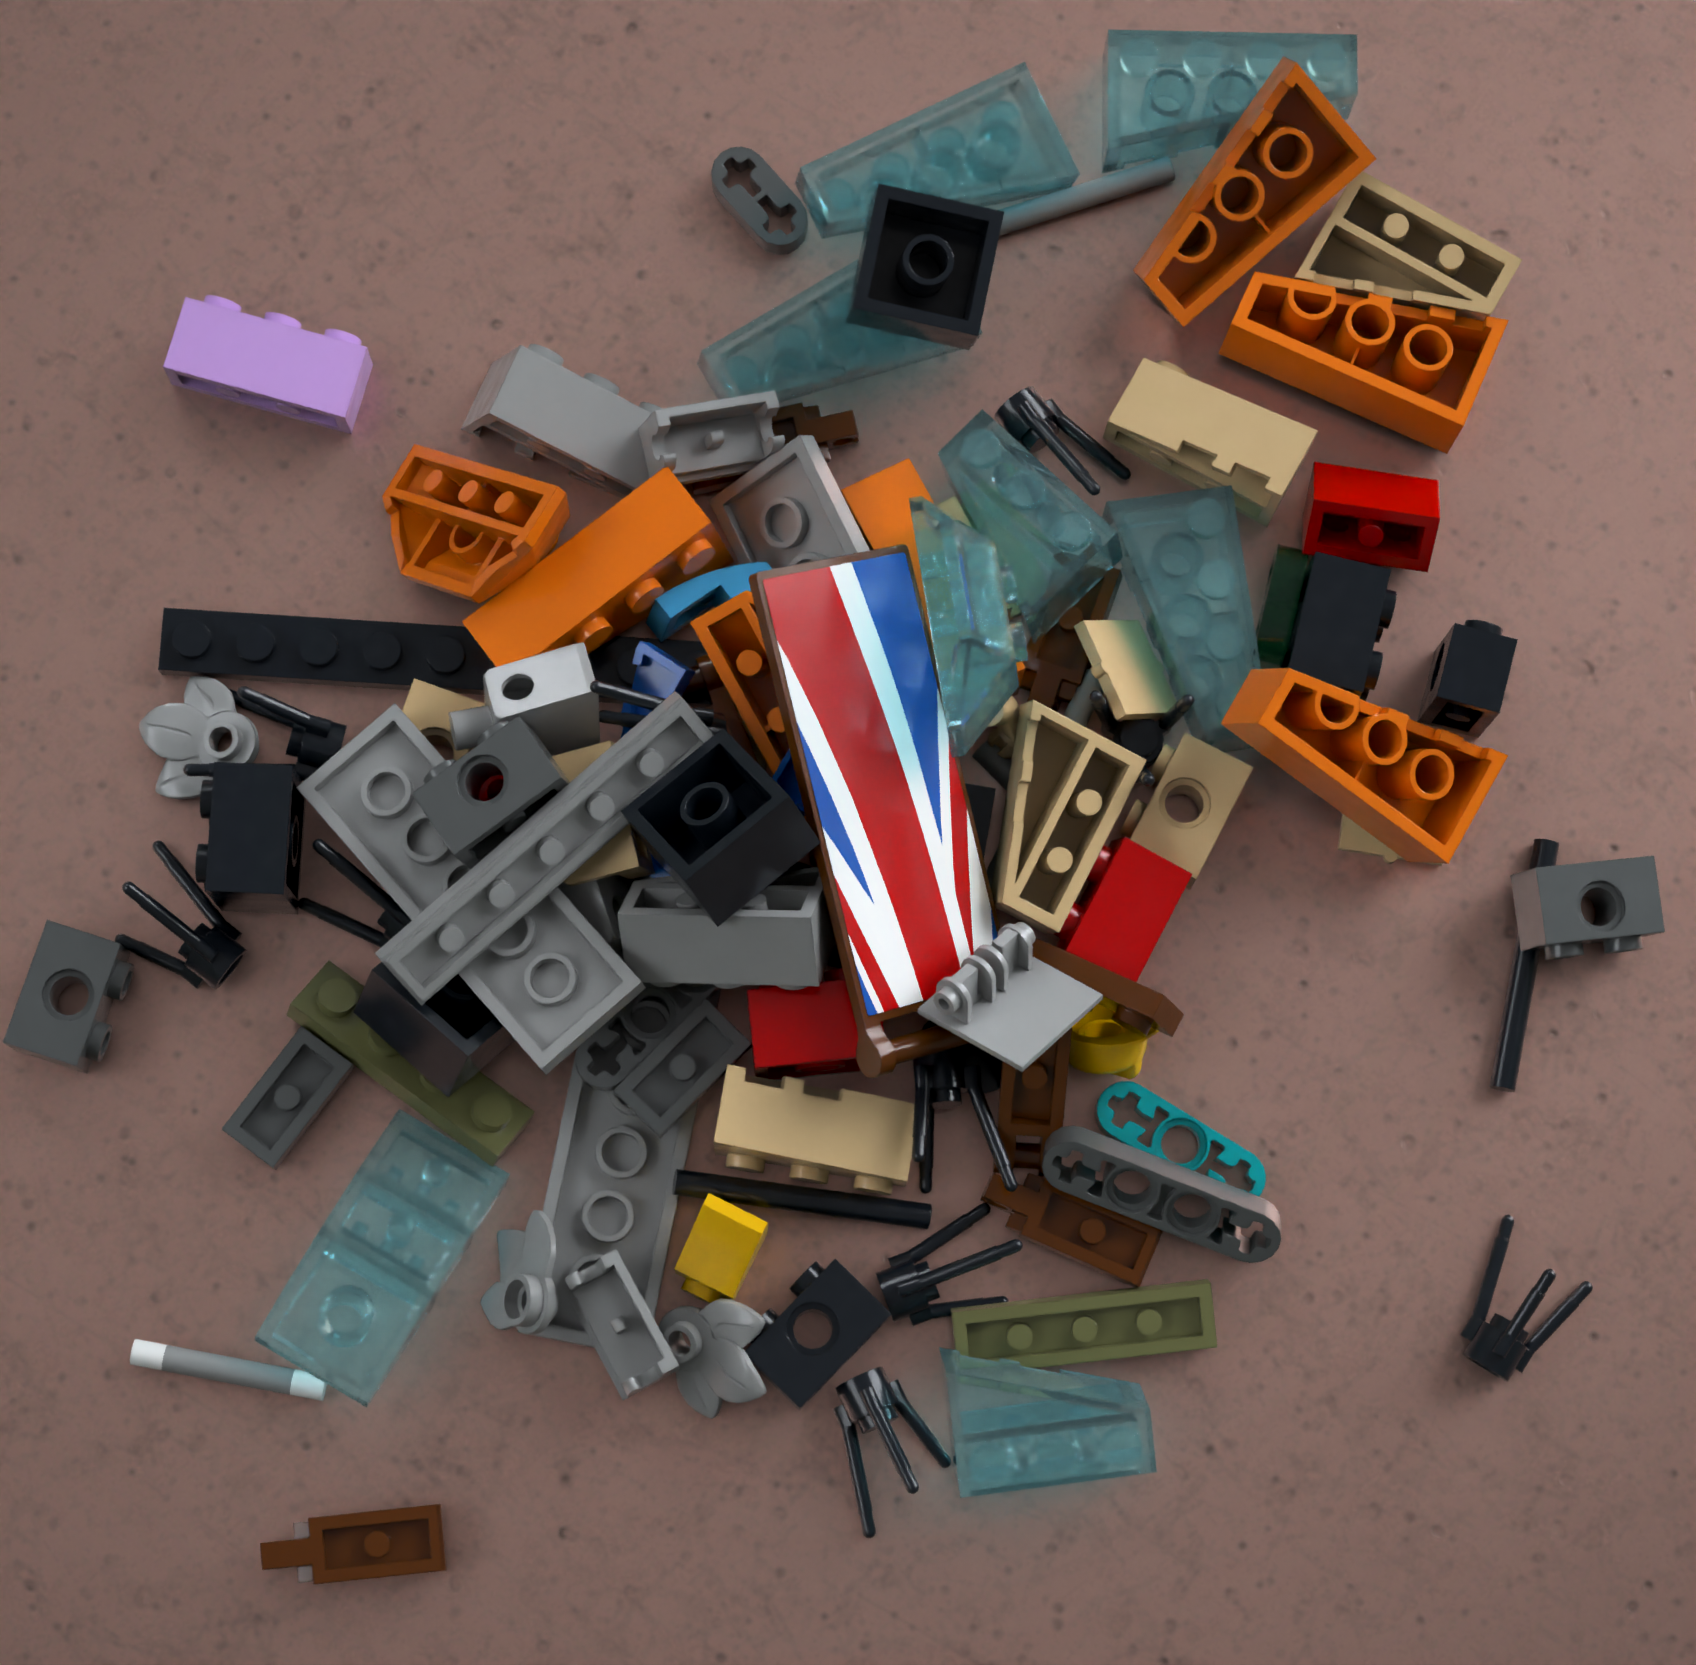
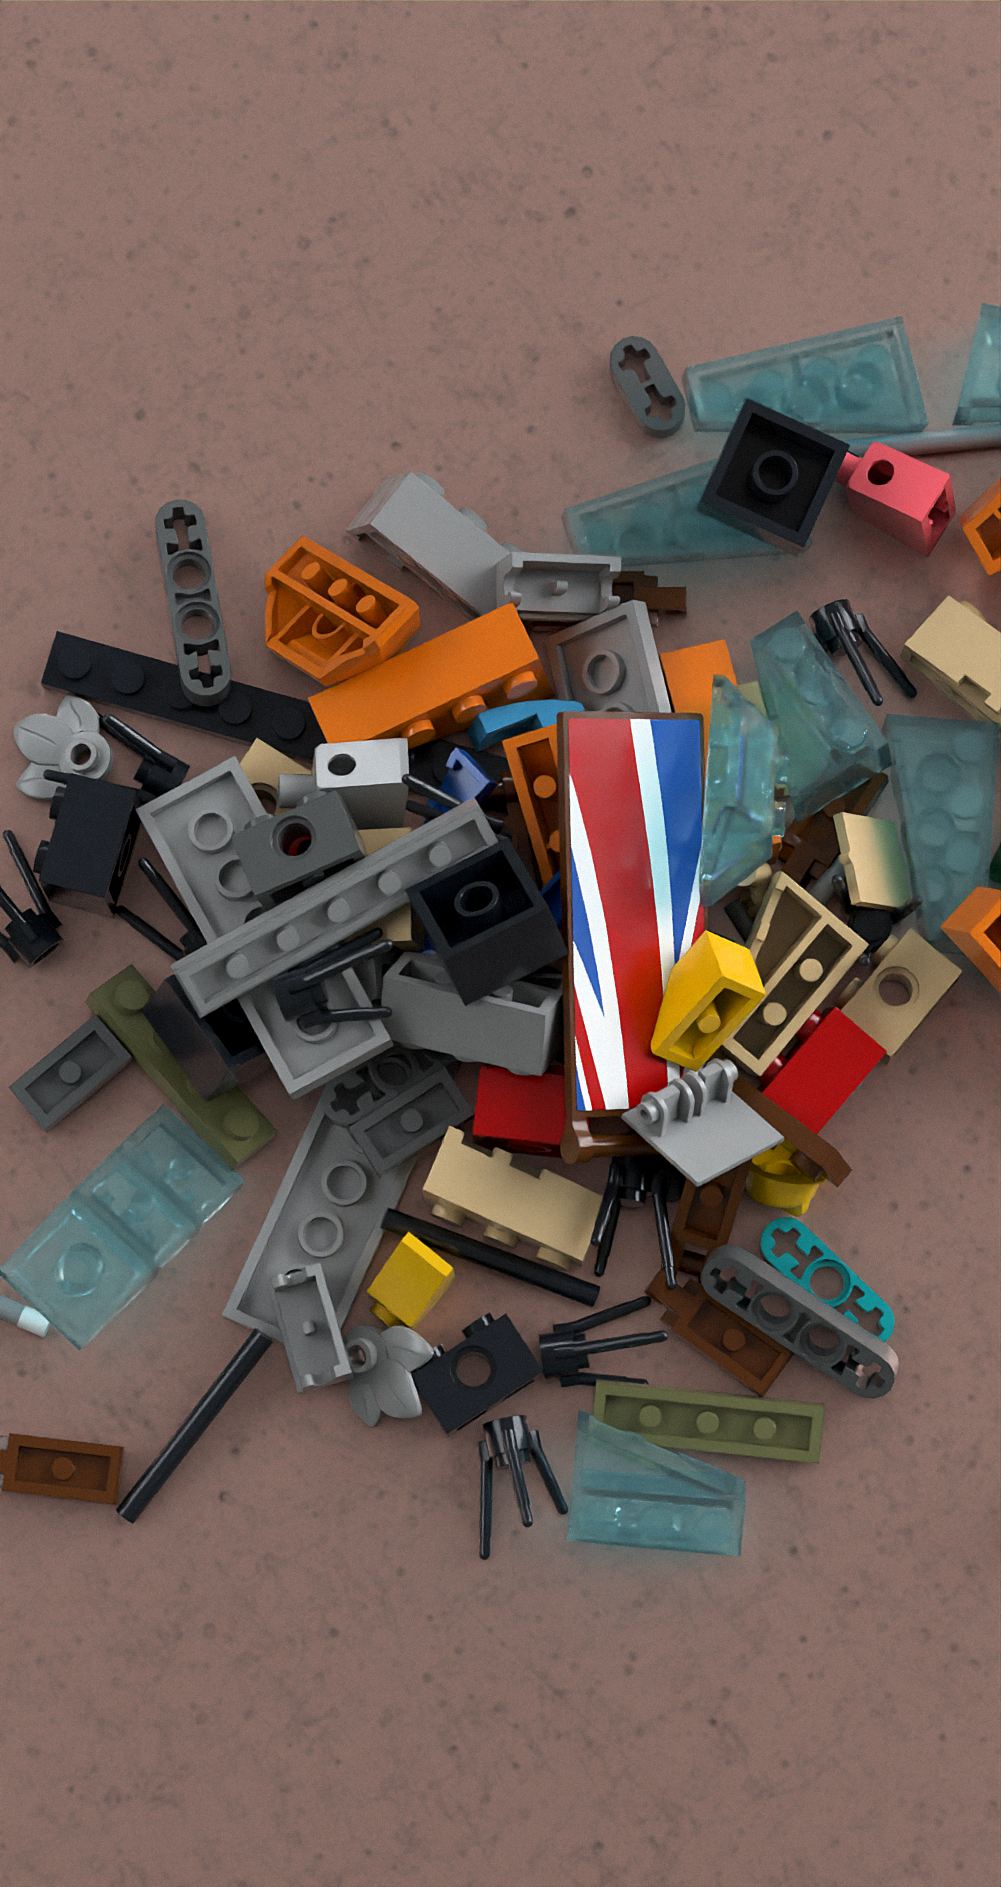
camera: 20 degrees right, 0 degrees up
(269, 363) = (193, 439): lavender brick -> none
(306, 544) = (193, 602): none -> dark grey beam
(514, 1462) = (194, 1425): none -> black bar
(526, 1288) = (237, 1281): light grey plate -> none
(532, 948) = (304, 990): none -> black plant
(981, 861) = (705, 1000): none -> yellow slope
(1065, 260) = (899, 495): none -> coral torso

